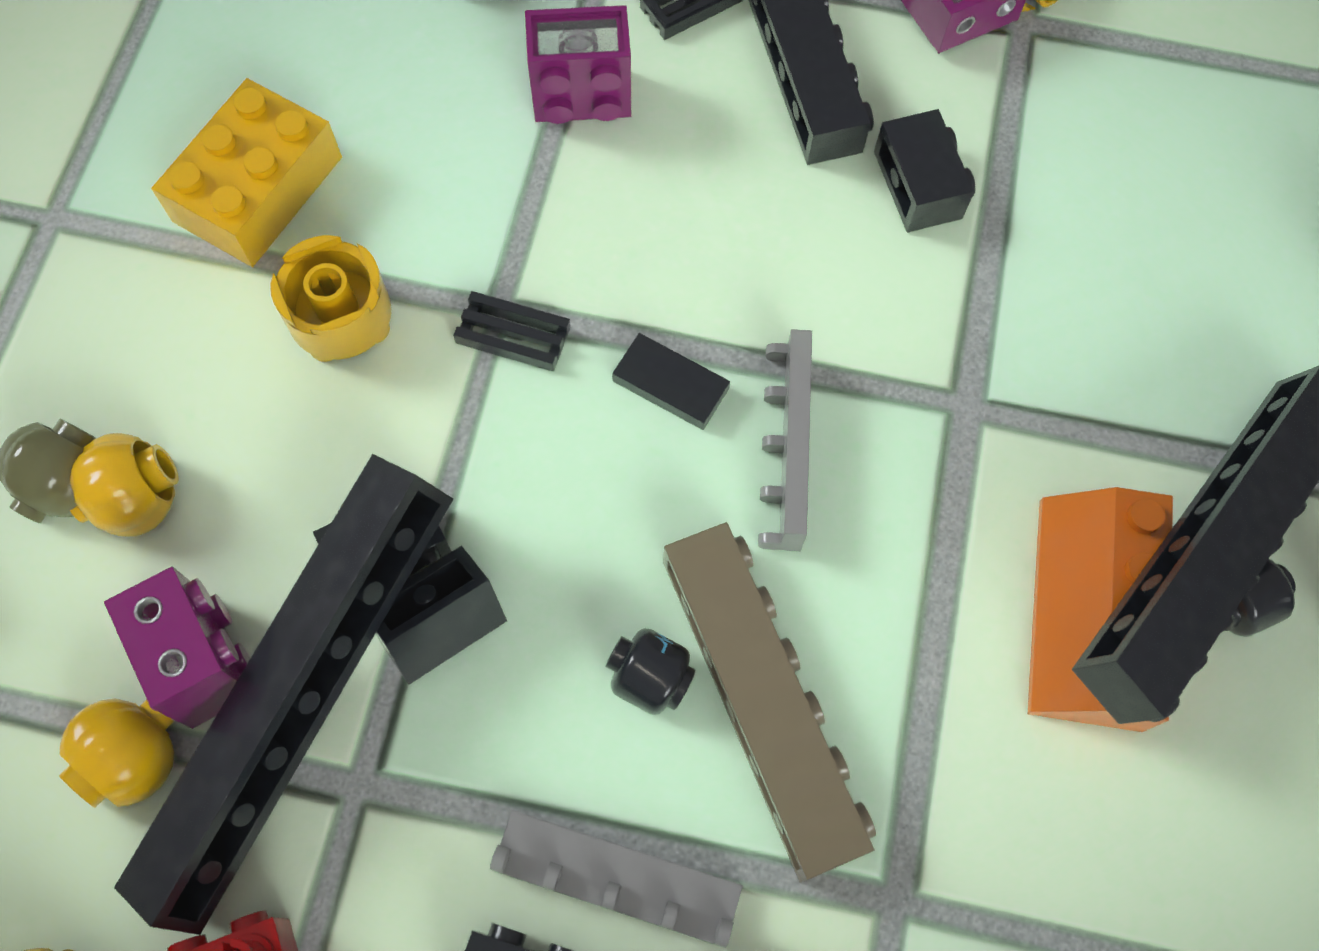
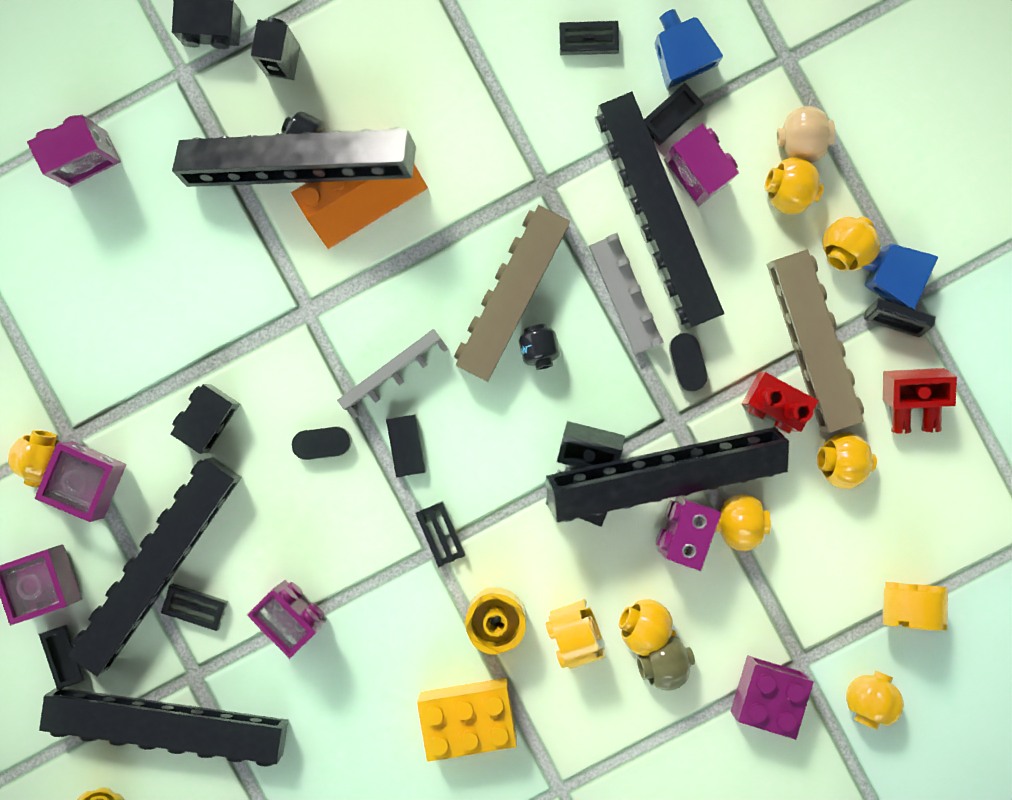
camera: 135 degrees left, 20 degrees up
(208, 378) = (575, 635): none -> yellow brick
(427, 885) = (688, 362): none -> black tile
(768, 283) = (321, 443): none -> black tile

